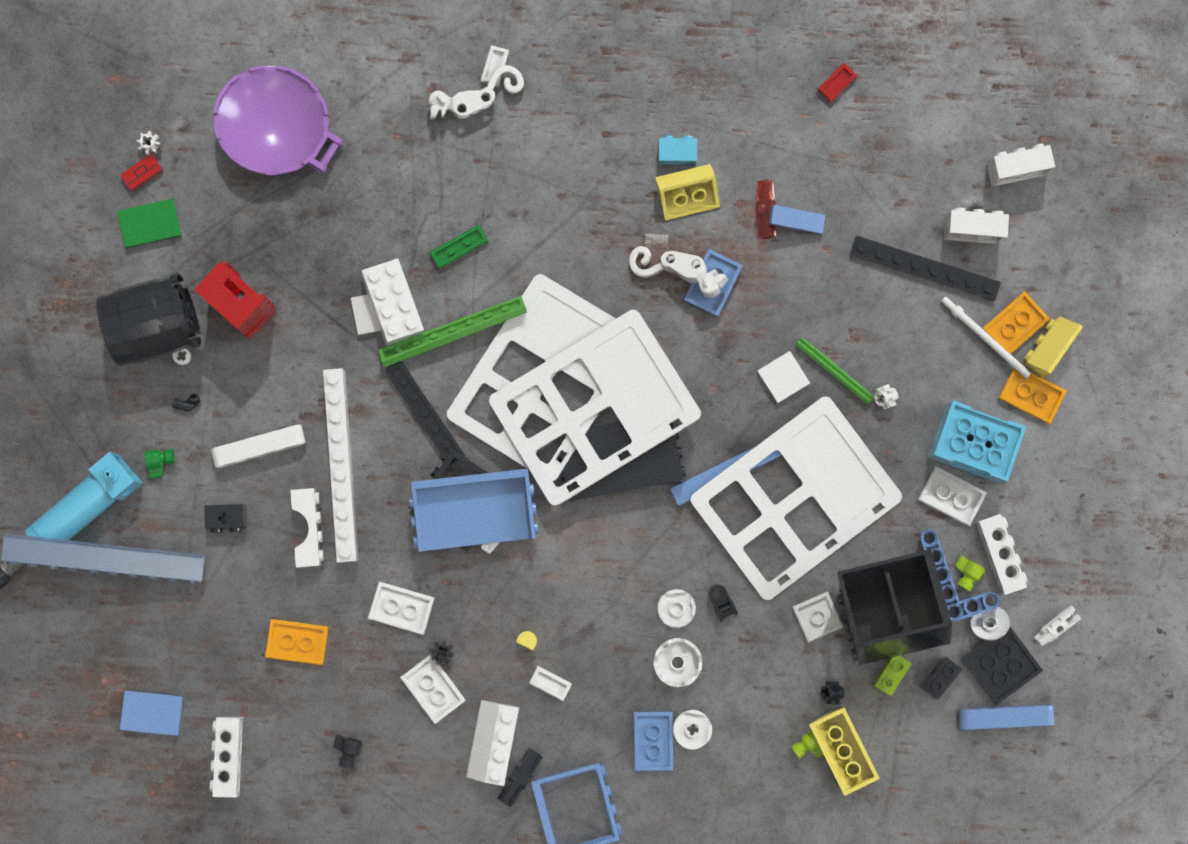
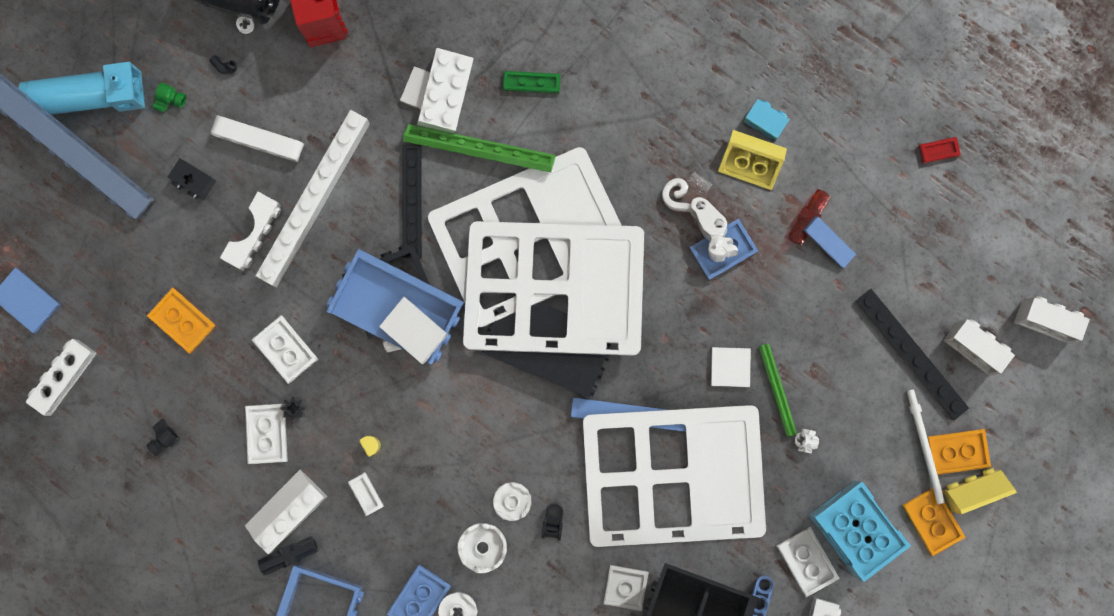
camera: 35 degrees right, 0 degrees up
(501, 519) = (413, 330): none -> white tile

